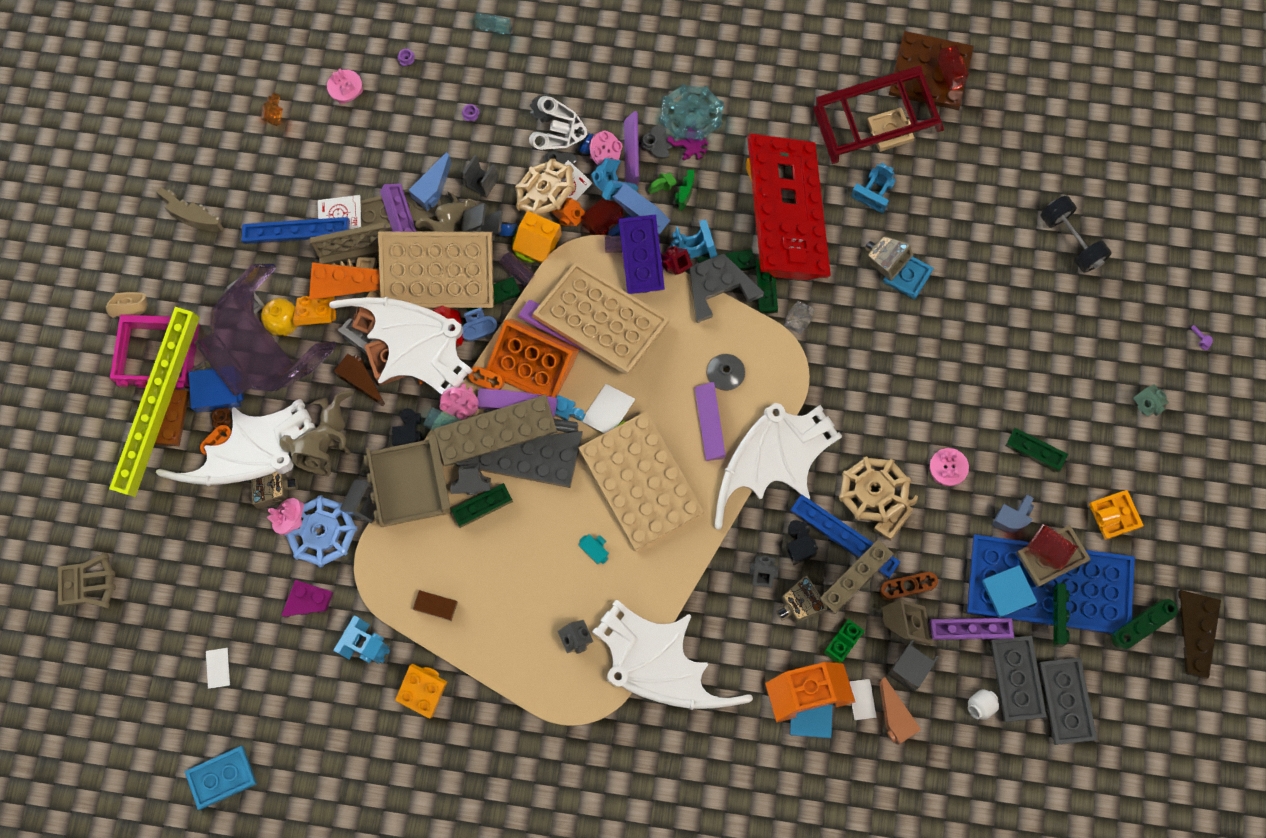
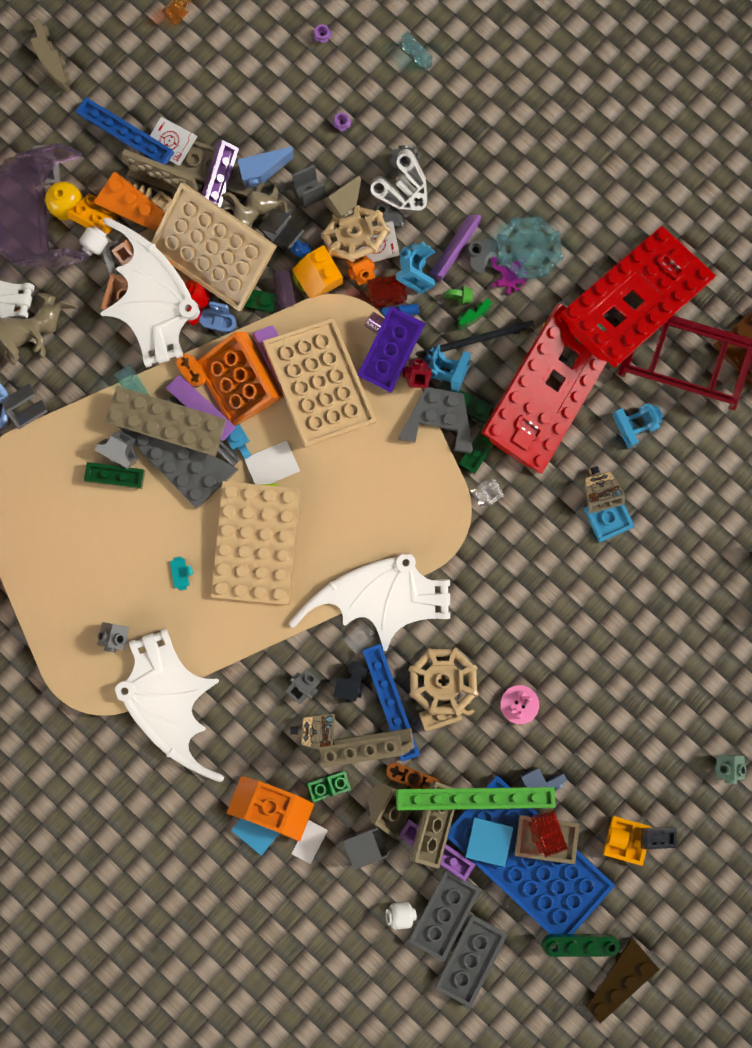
camera: 30 degrees right, 10 degrees up
(331, 328) = (93, 240): none -> white head
(344, 86) = (253, 33): bright pink plate -> none
(355, 374) = (92, 295): reddish brown slope -> none
(407, 482) = (67, 415): dark tan panel -> none
(409, 432) = (100, 374): black brick -> none
(435, 605) = (23, 532): reddish brown tile -> none
(459, 402) = (153, 376): bright pink plate -> none
(516, 167) = (344, 198): none -> dark tan slope
(584, 147) = (421, 217): blue plate -> none
(604, 146) = (438, 228): bright pink plate -> none
(637, 205) = (421, 306): medium blue slope -> none
(710, 422) = (347, 532): medium lavender slope -> none
(725, 180) = (514, 328): none -> black bar
(726, 380) = (385, 505): dark grey dish -> none
(781, 502) = (359, 638): none -> clear brick
(810, 65) = (660, 274): none -> red piece
(887, 122) = (692, 372): tan plate -> none
(897, 717) = (324, 879): nougat slope -> none
(954, 607) = (432, 833): none -> dark tan slope
(973, 558) = (475, 798): none -> bright green plate
(1036, 450) = (602, 741): dark green plate -> none
(1060, 615) = (515, 891): dark green plate -> none
(1139, 494) = (658, 837): none -> black plate

